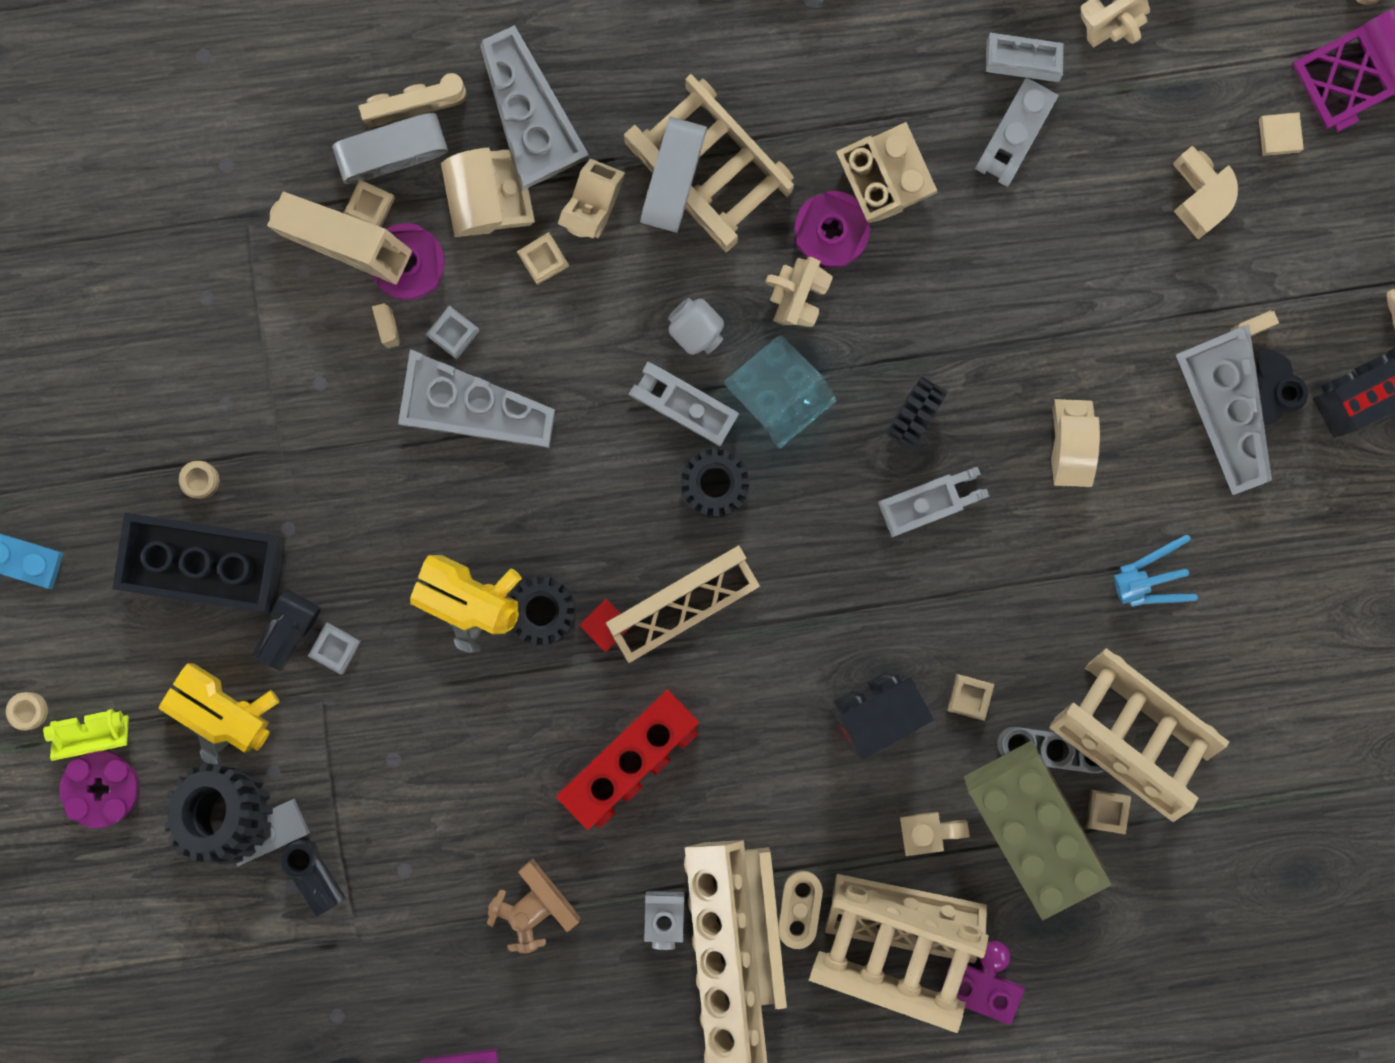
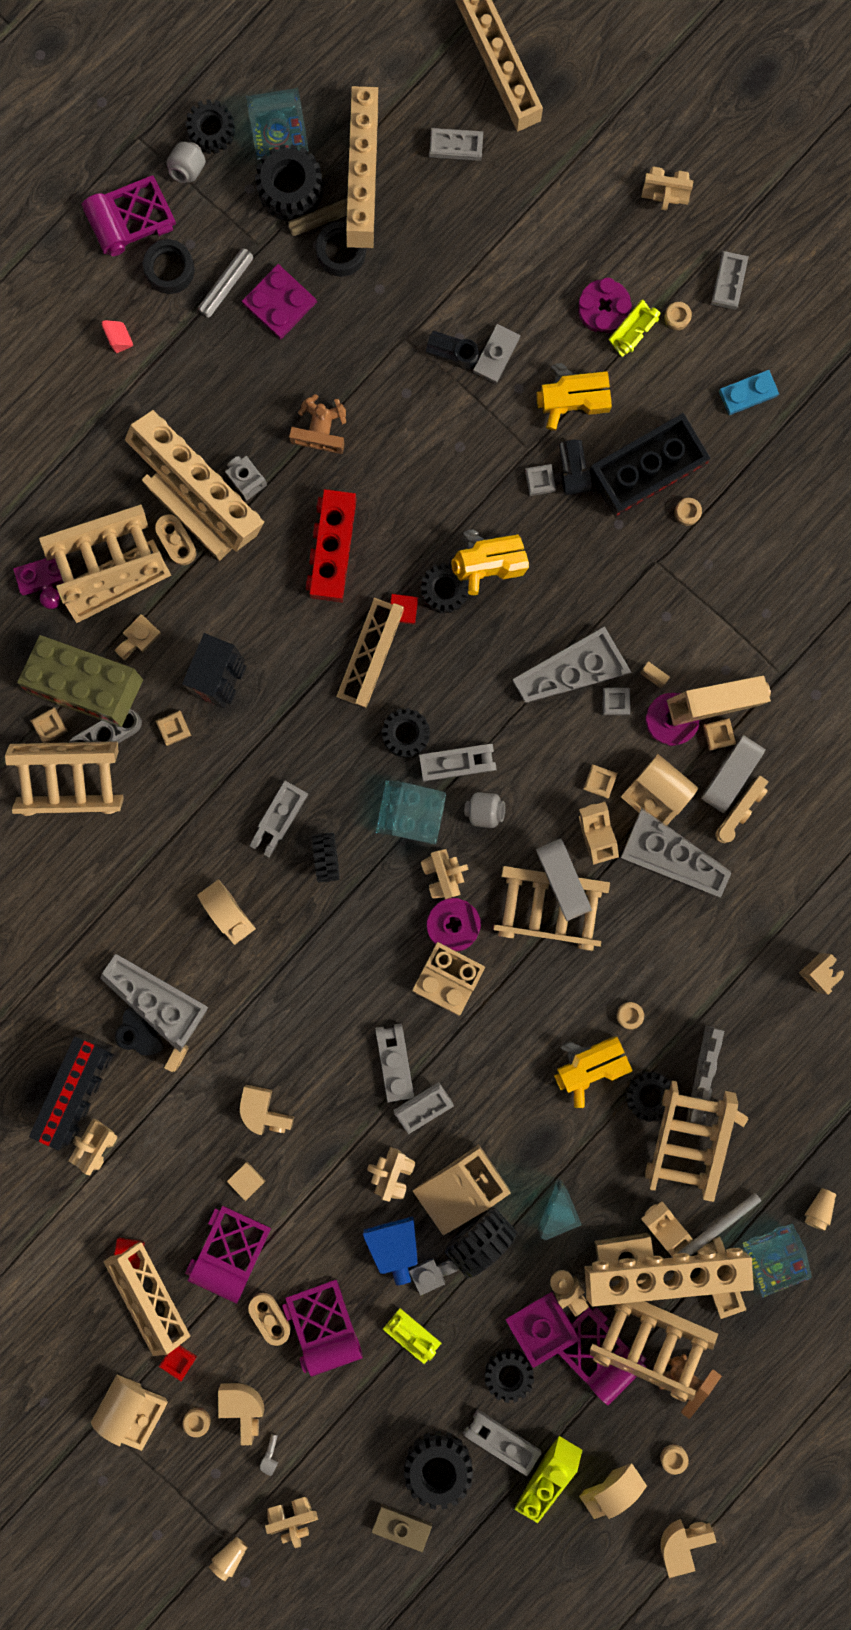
camera: 140 degrees right, 0 degrees up
(191, 811) = (542, 328): black tyre -> none
(1133, 585) = (131, 860): dark azure plant -> none

